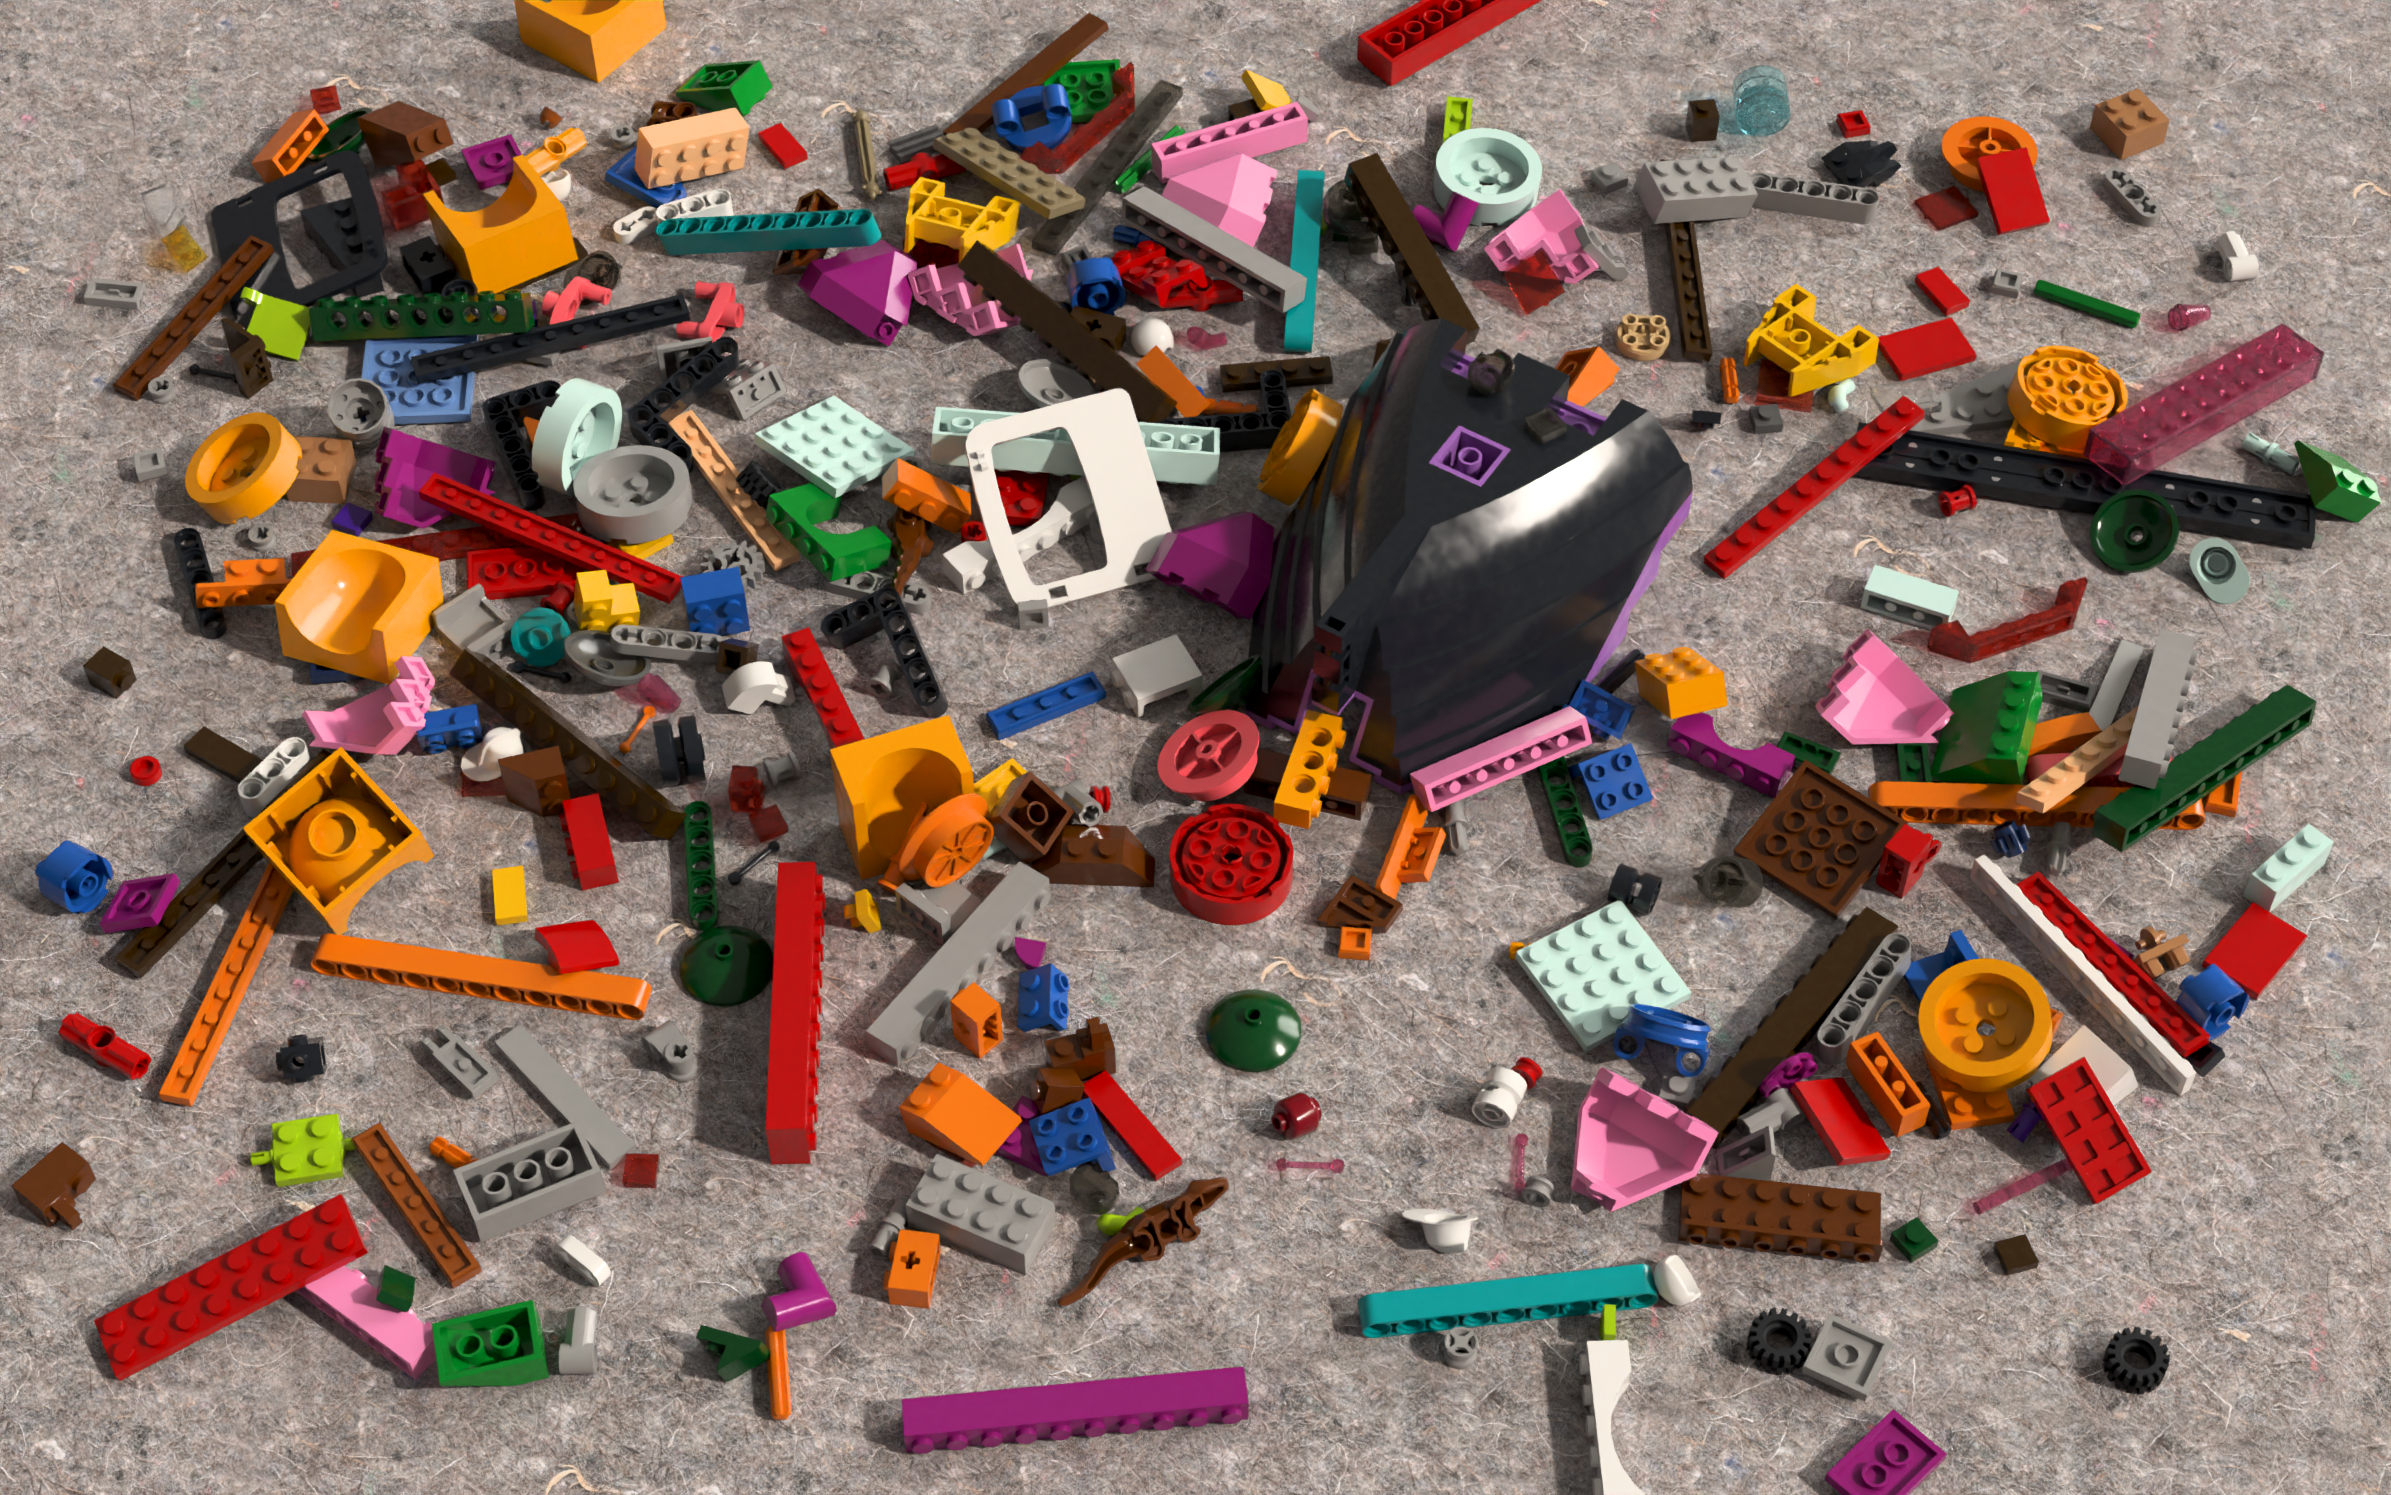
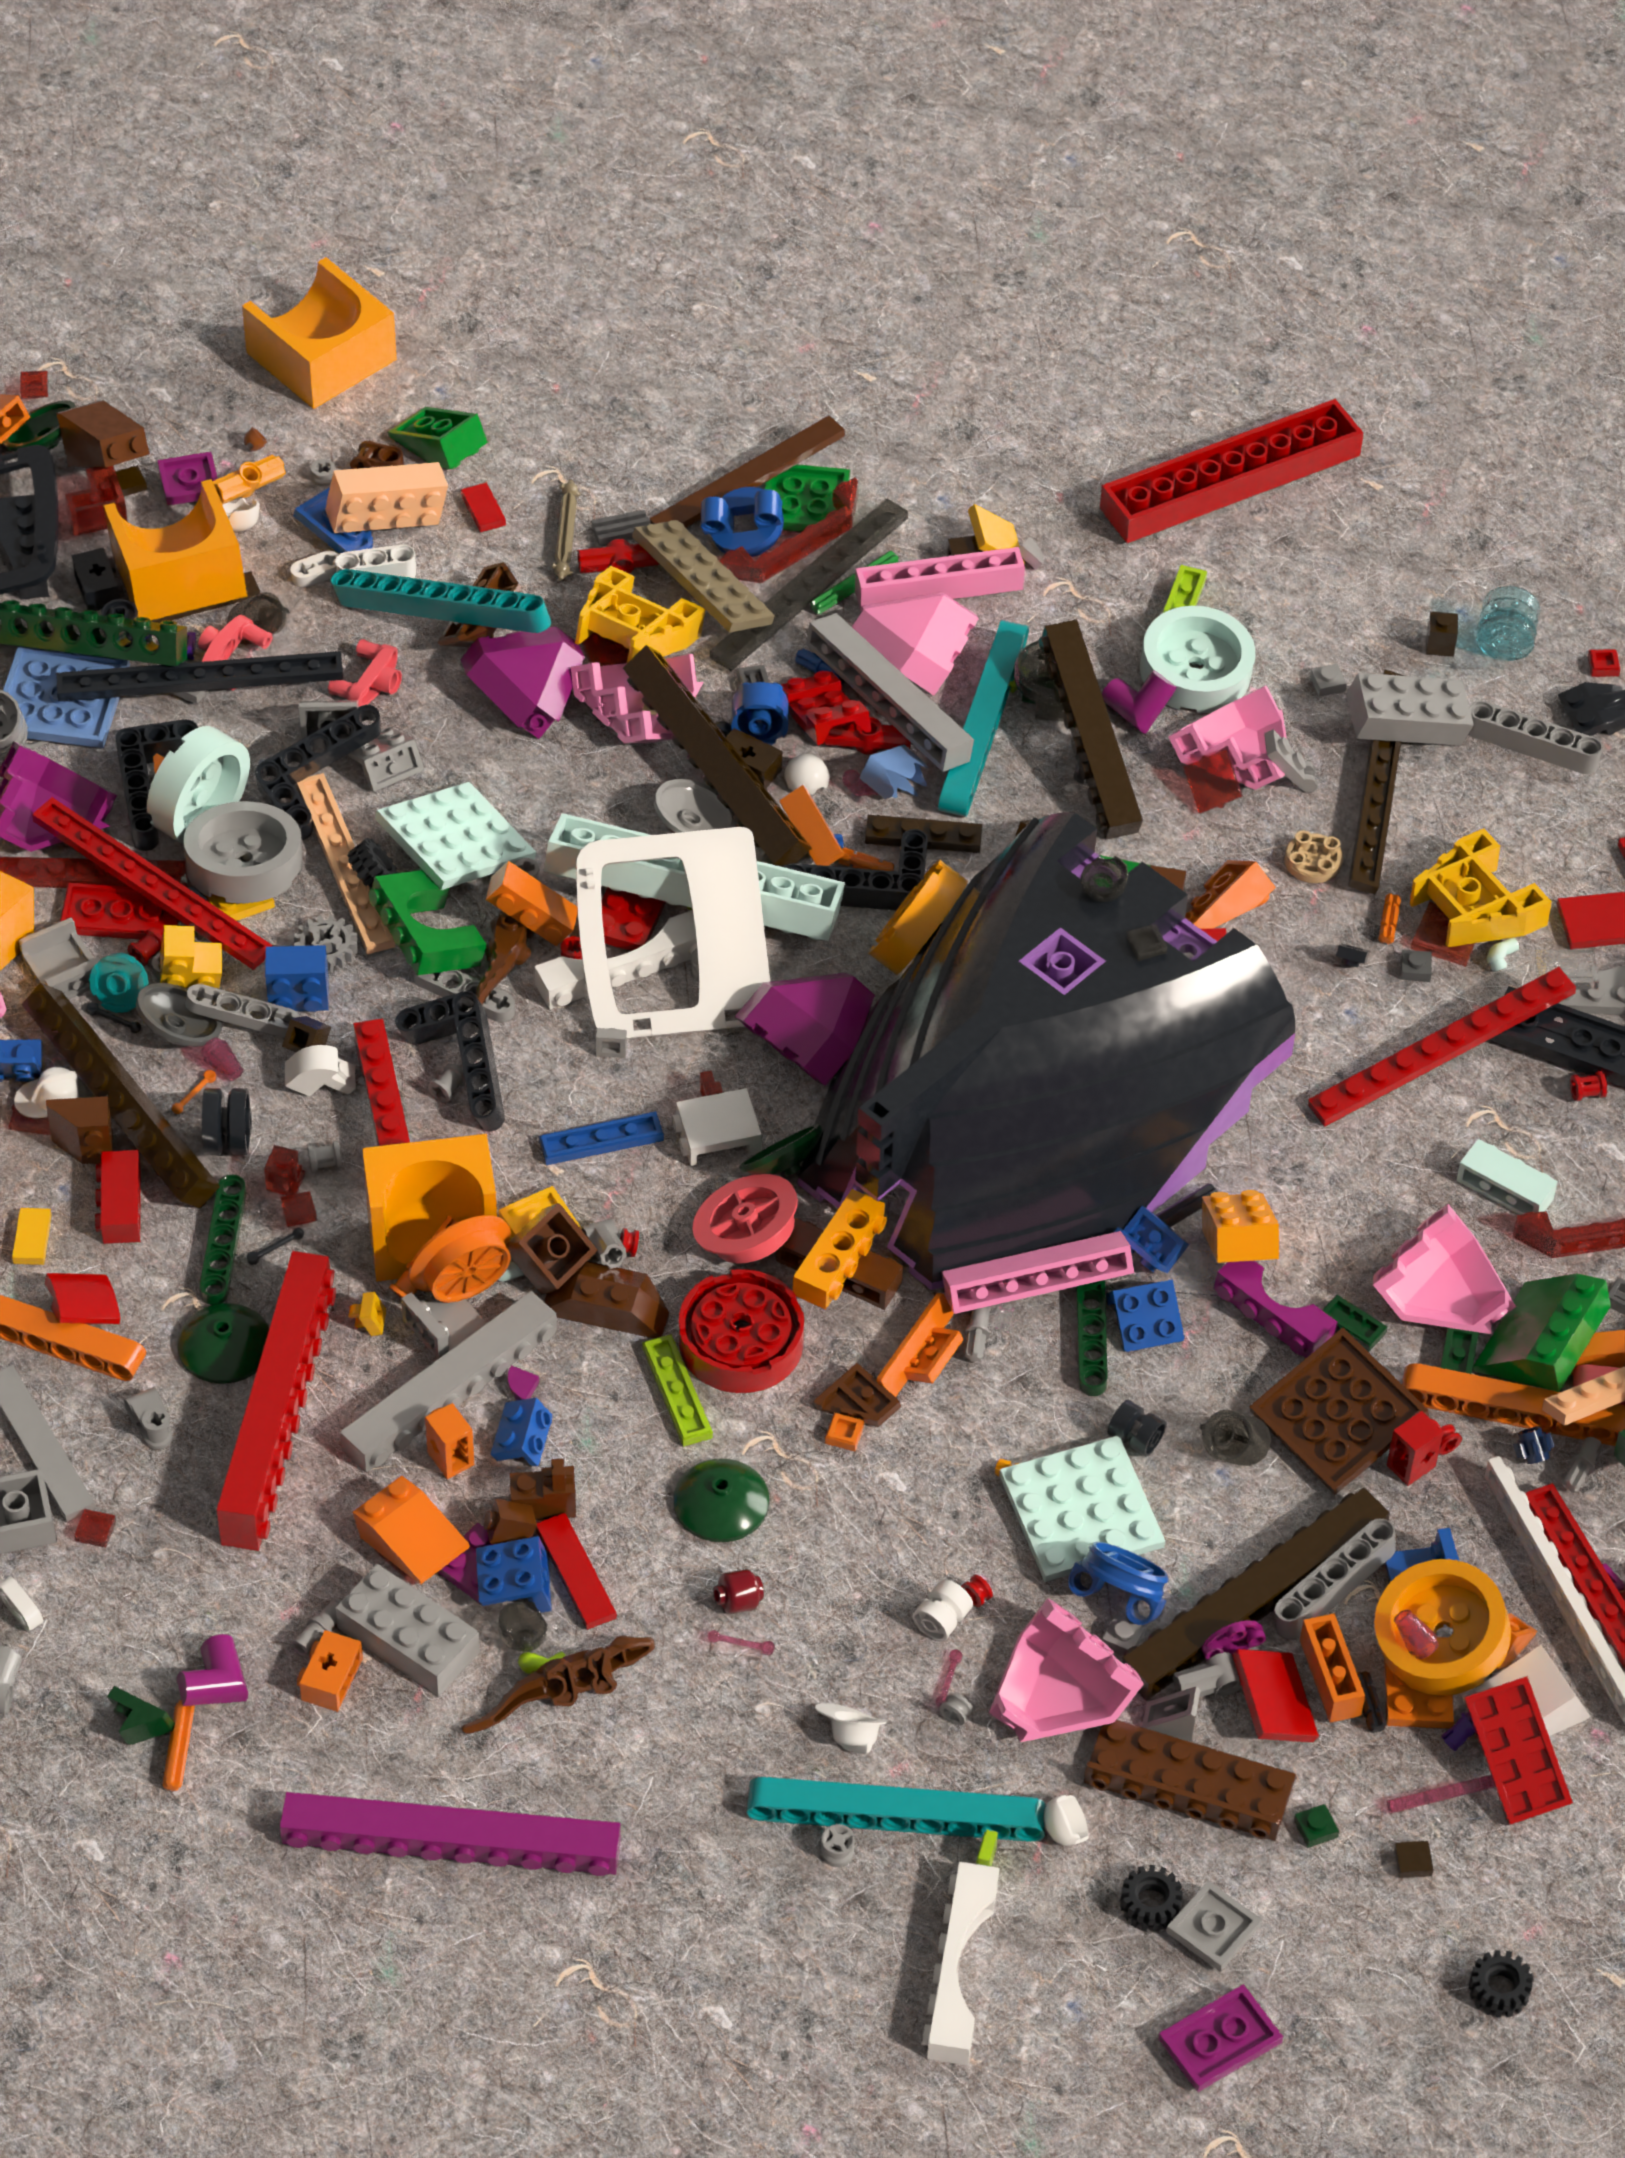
camera: 10 degrees right, 0 degrees up
(1137, 637) = (708, 1085): none -> clear red plate
(1183, 932) = (677, 1390): none -> lime tile
(1224, 318) = (890, 771): none -> medium blue piece
(1966, 1037) = (1416, 1635): none -> clear pink cone

